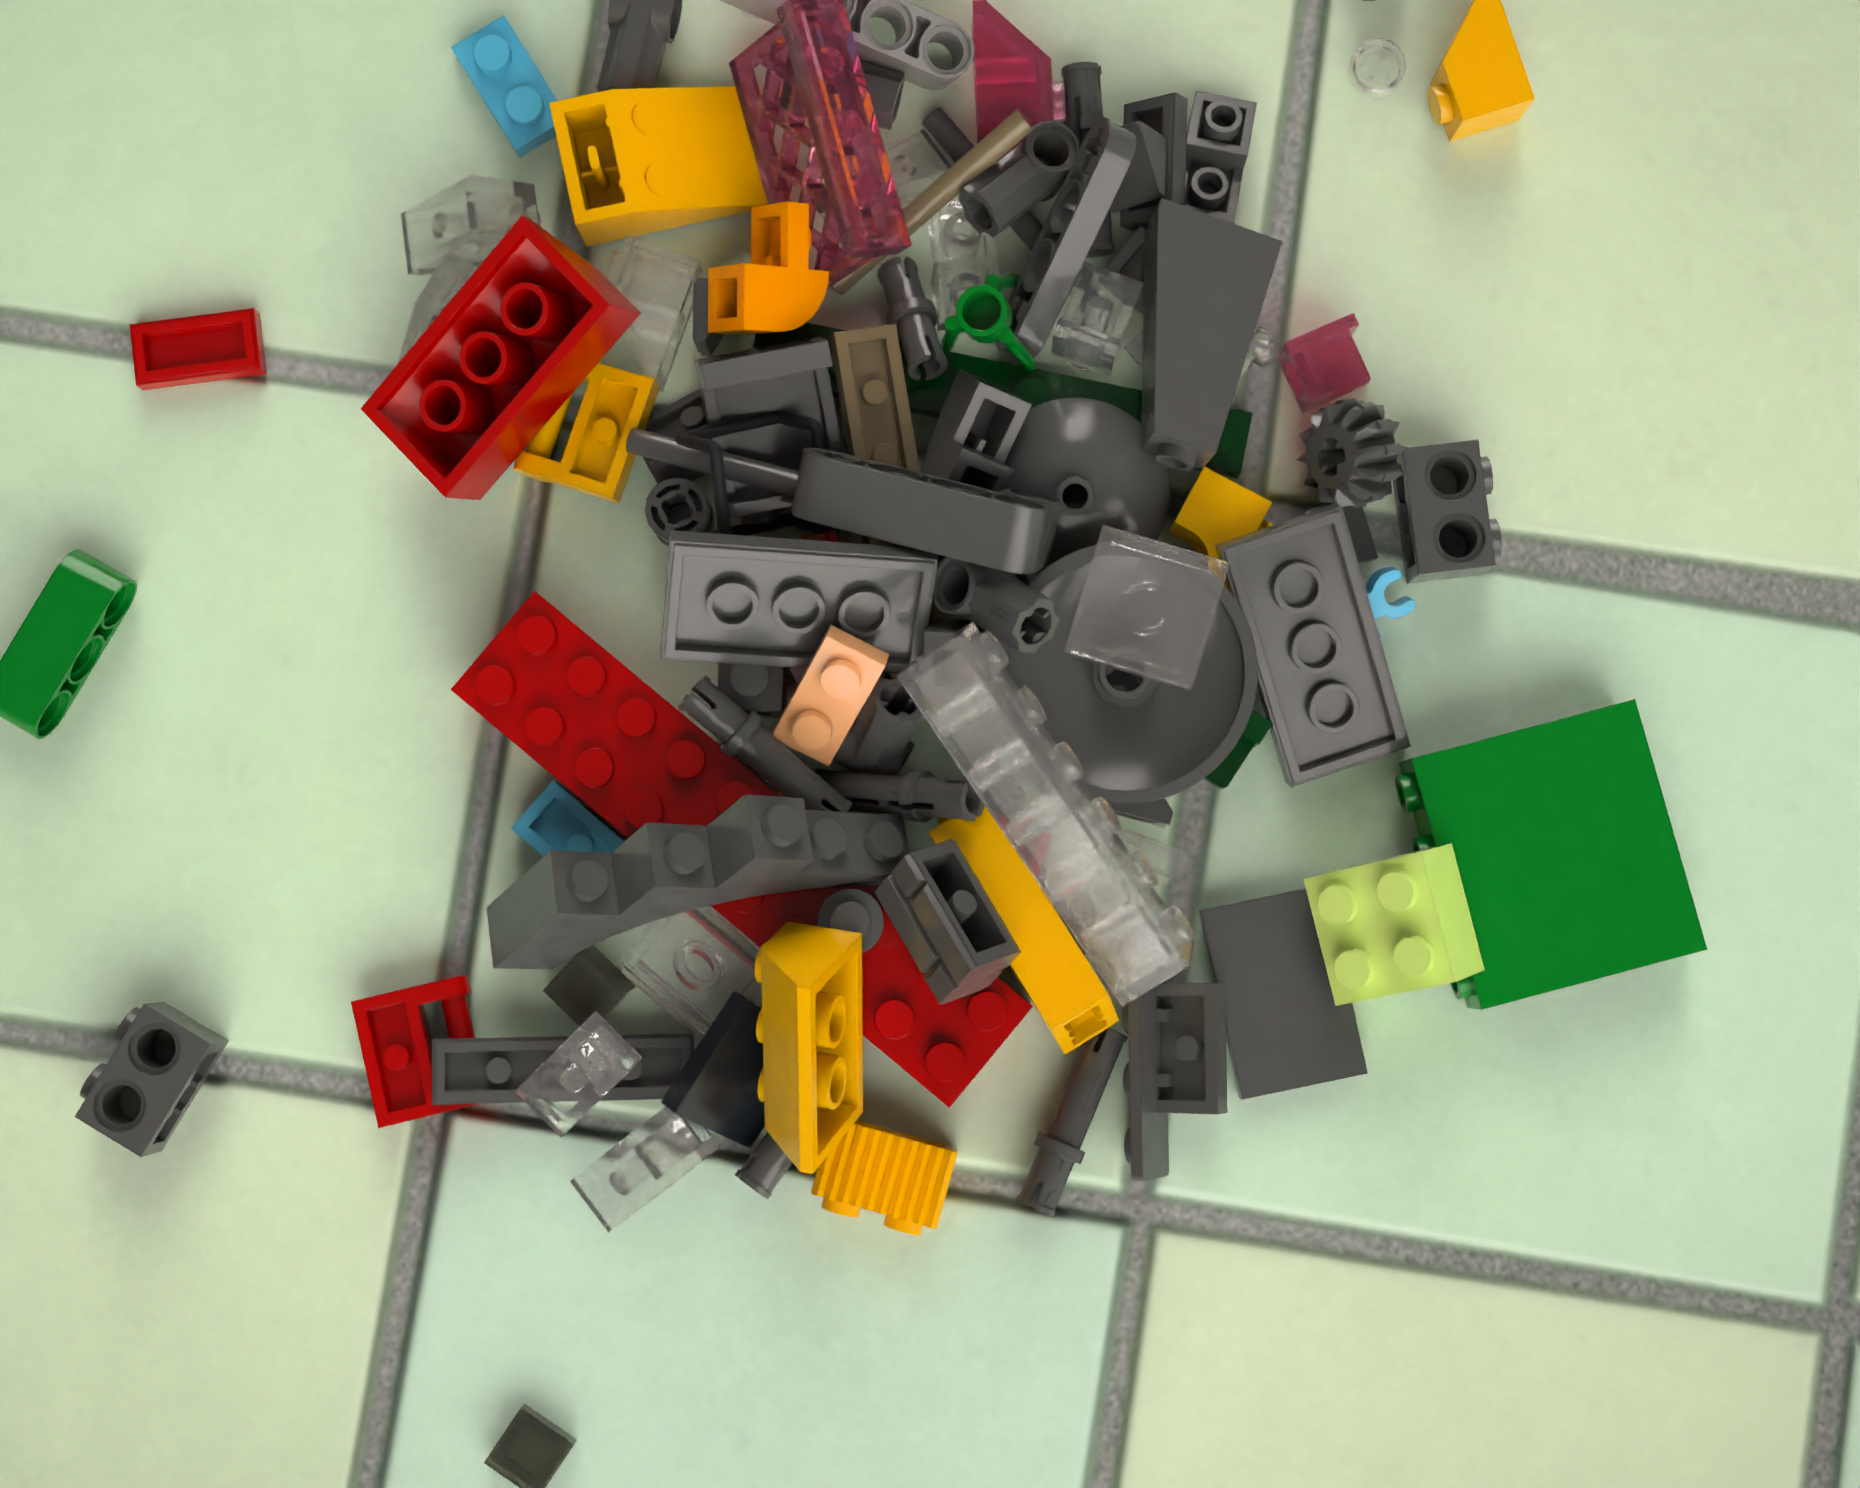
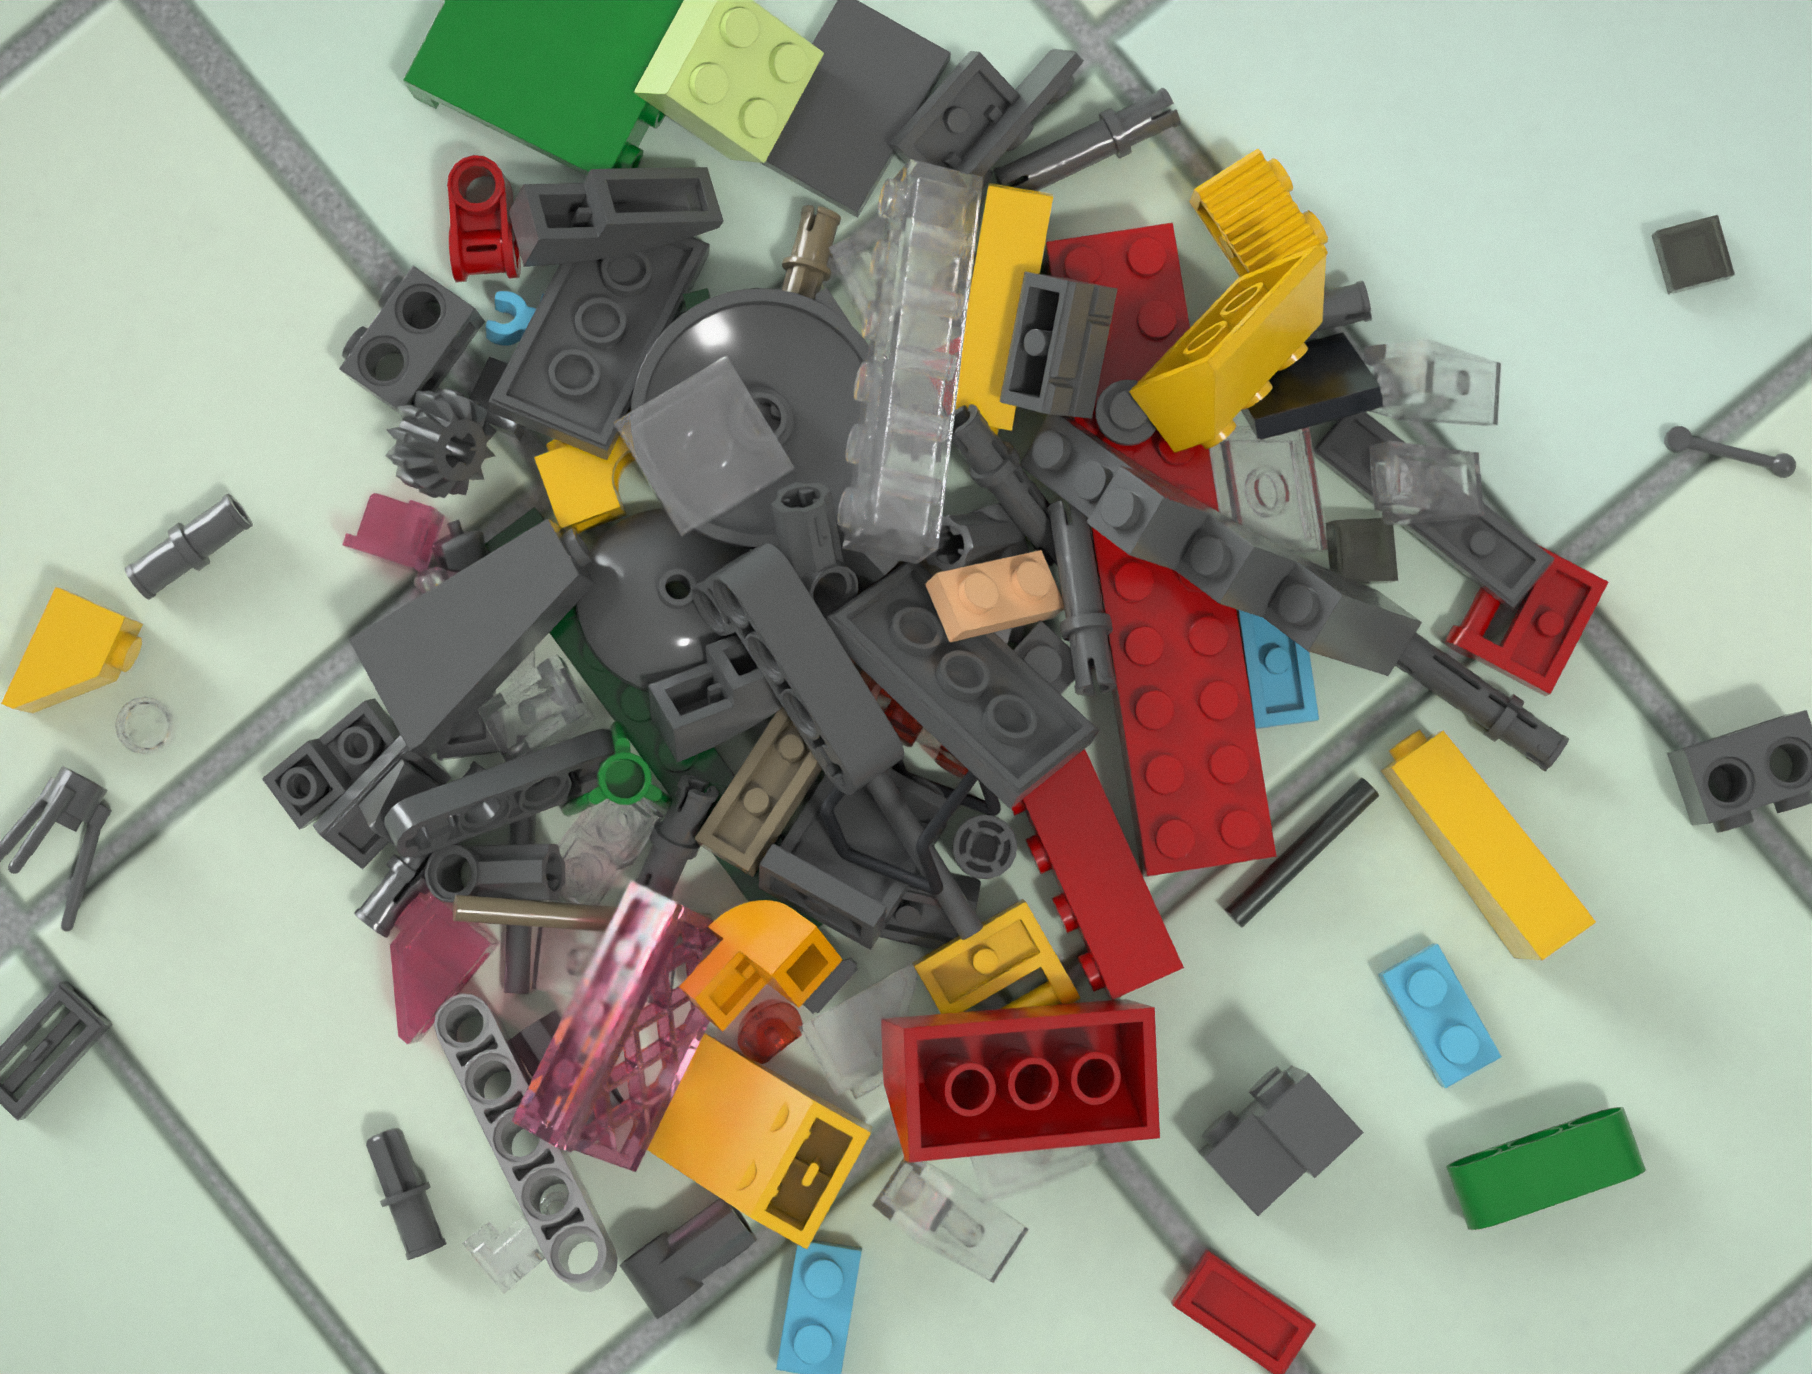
camera: 135 degrees left, 0 degrees up
(235, 690) = (1439, 1015): none -> medium azure plate
(275, 491) = (1278, 1137): none -> dark grey brick
(300, 838) = (1485, 847): none -> yellow slope
(396, 952) = (1488, 707): none -> dark grey pin
(418, 1294) = (1680, 439): none -> dark grey hinge
(441, 722) = (1301, 852): none -> pearl dark grey bar
(565, 559) = (1097, 881): none -> red brick
(723, 242) = (768, 1029): none -> clear red piece
(1205, 840) = (810, 252): none -> dark tan axle
(1264, 393) = (459, 548): none -> dark grey piece
(1381, 739) = (612, 214): none -> dark grey slope
(1467, 220) = (188, 546): none -> dark grey pin
(1471, 648) = (481, 232): none -> red piece

